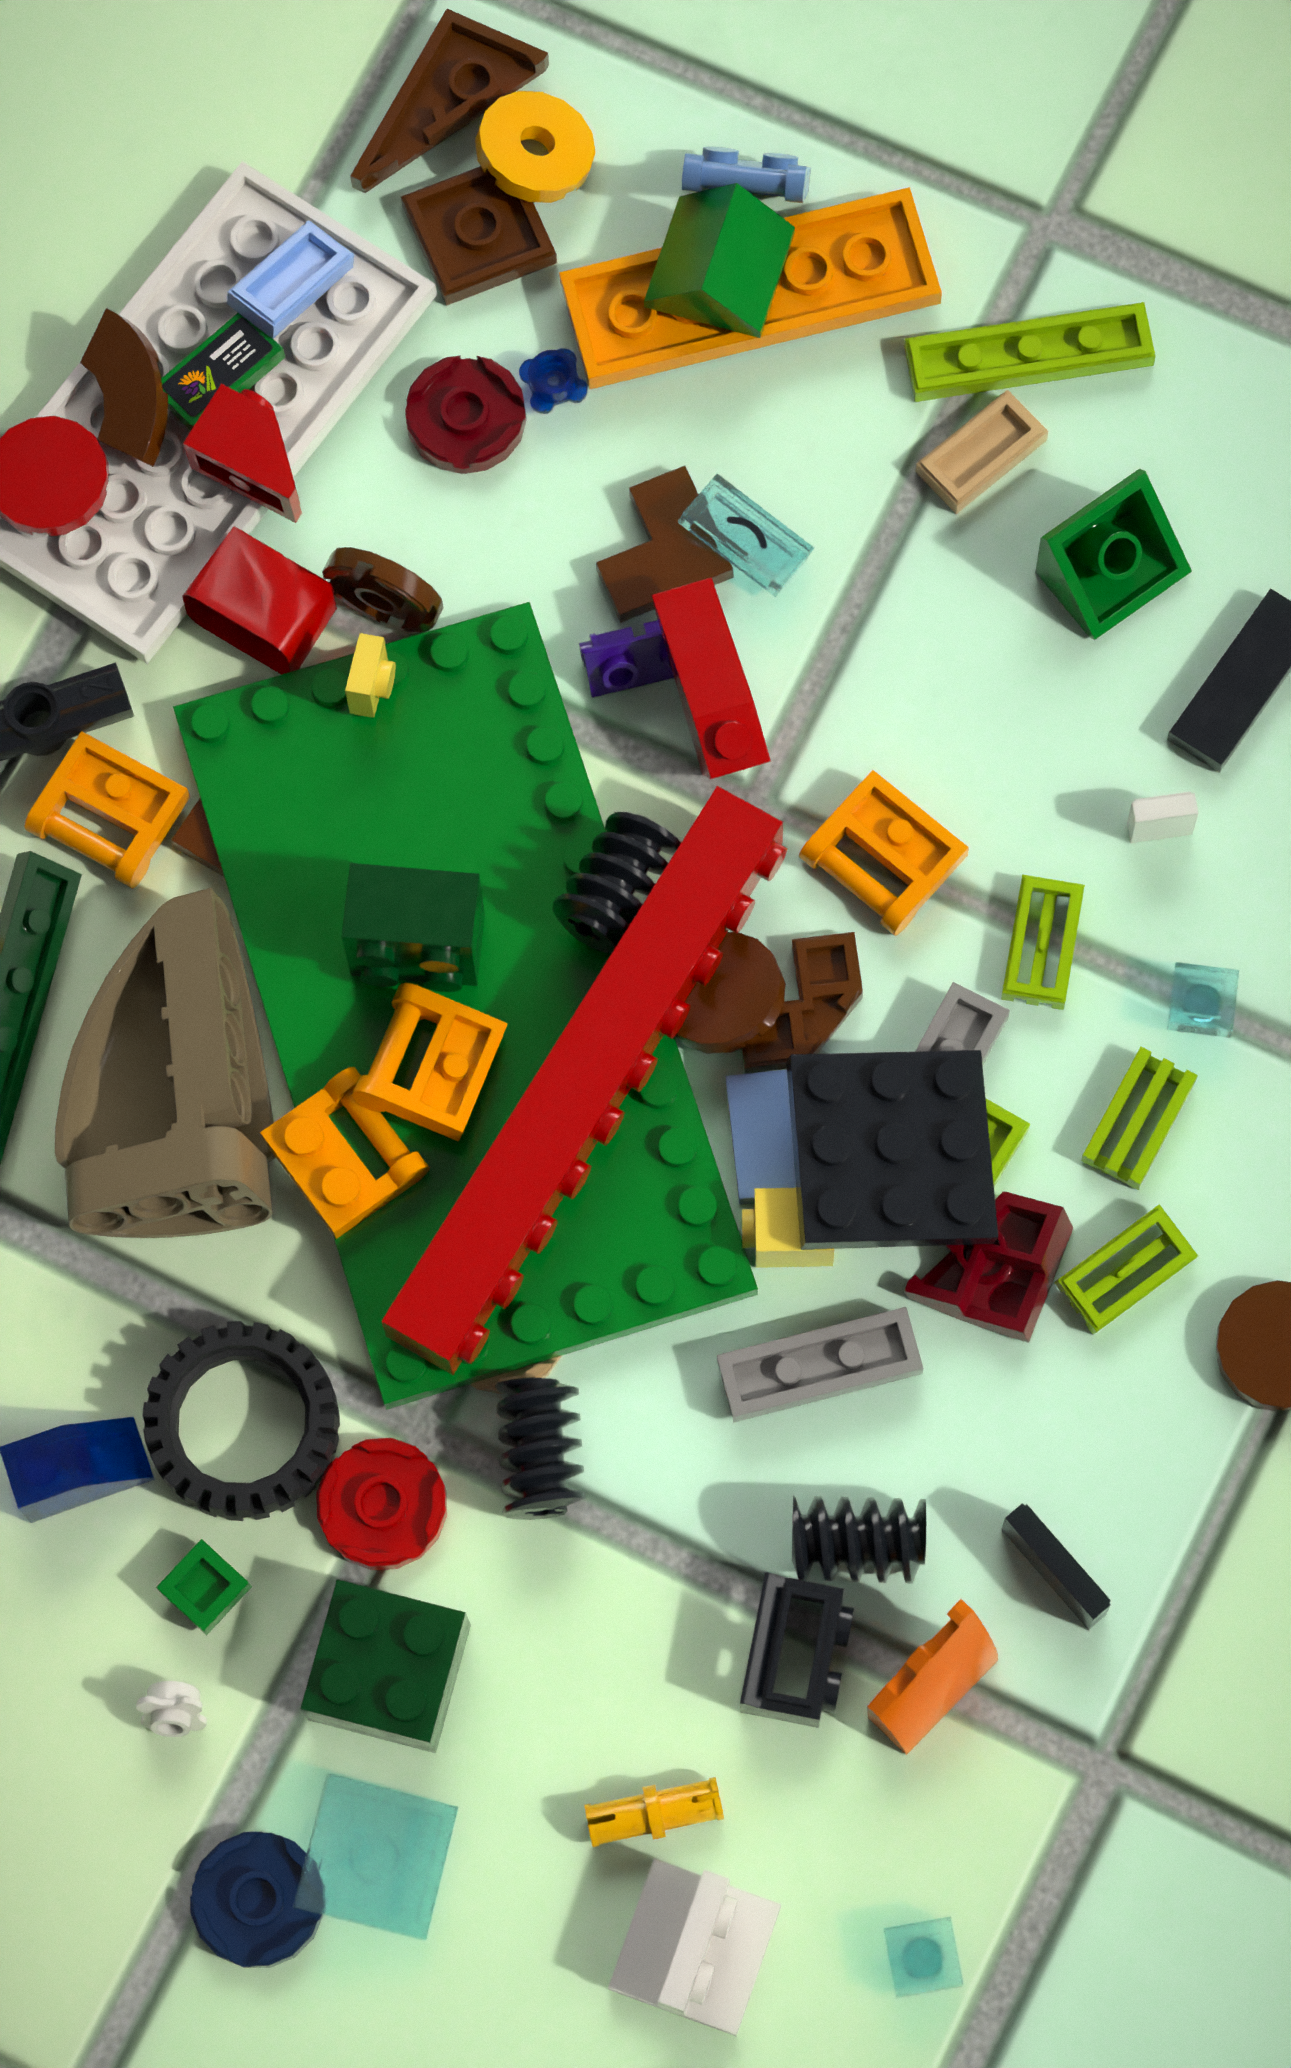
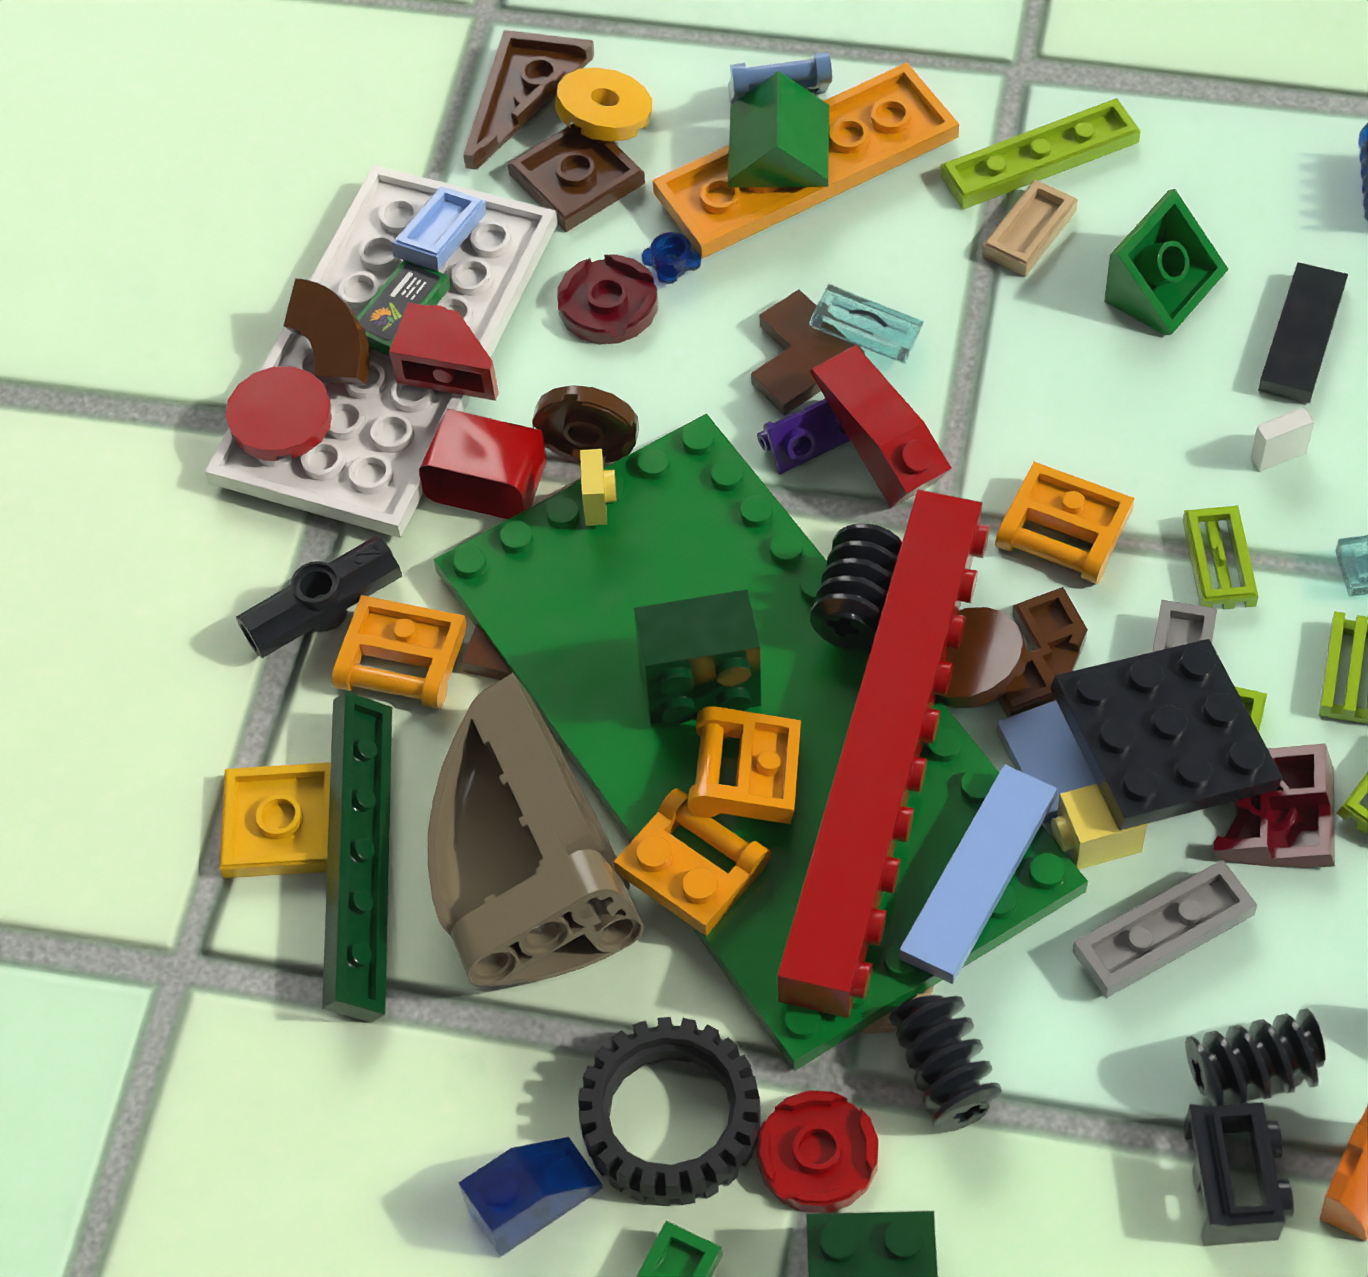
camera: 15 degrees left, 15 degrees down
(639, 1253) = (977, 874): none -> light blue tile

